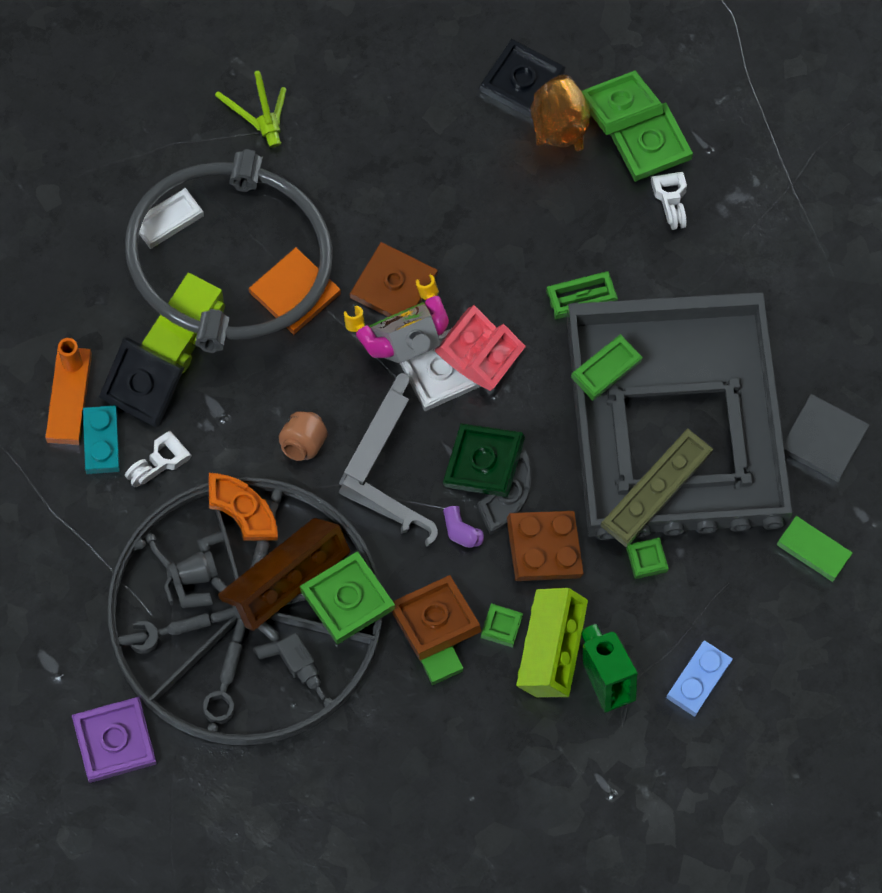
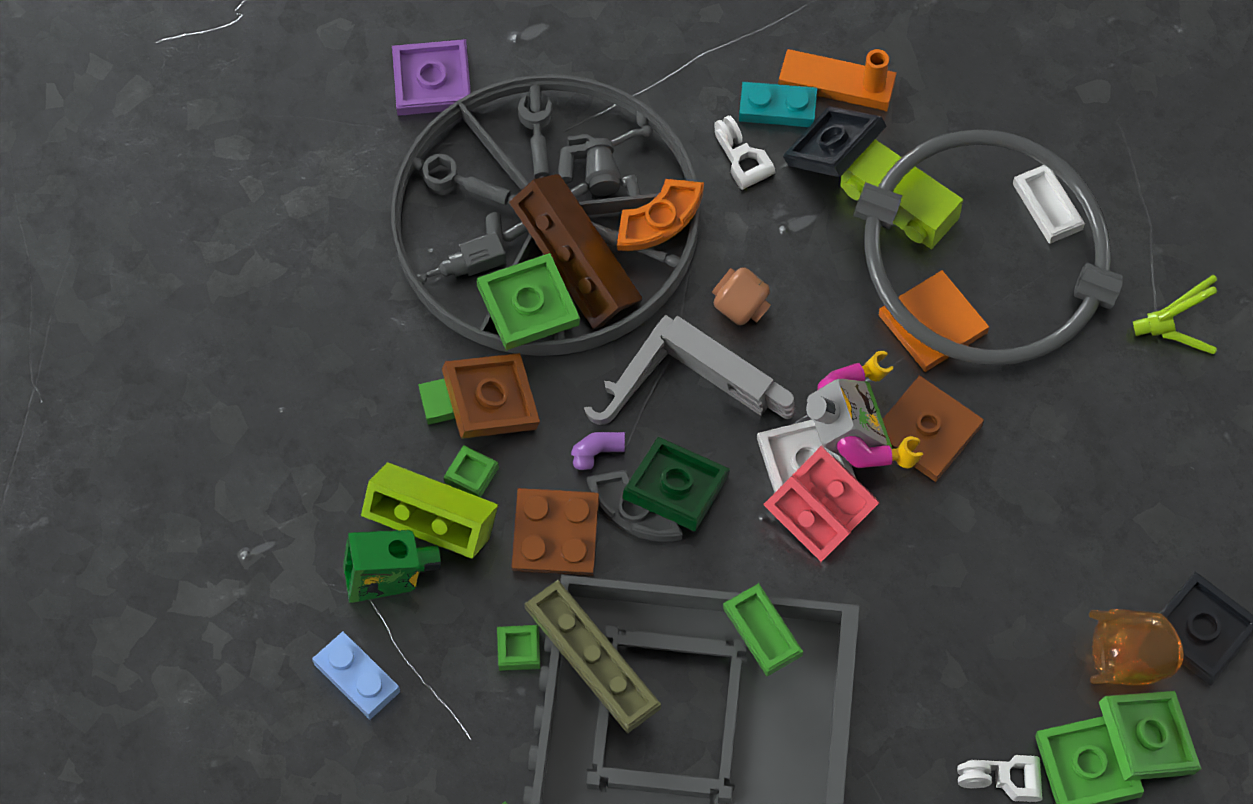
camera: 105 degrees right, 5 degrees down
(553, 290) = (885, 673): bright green tile -> none

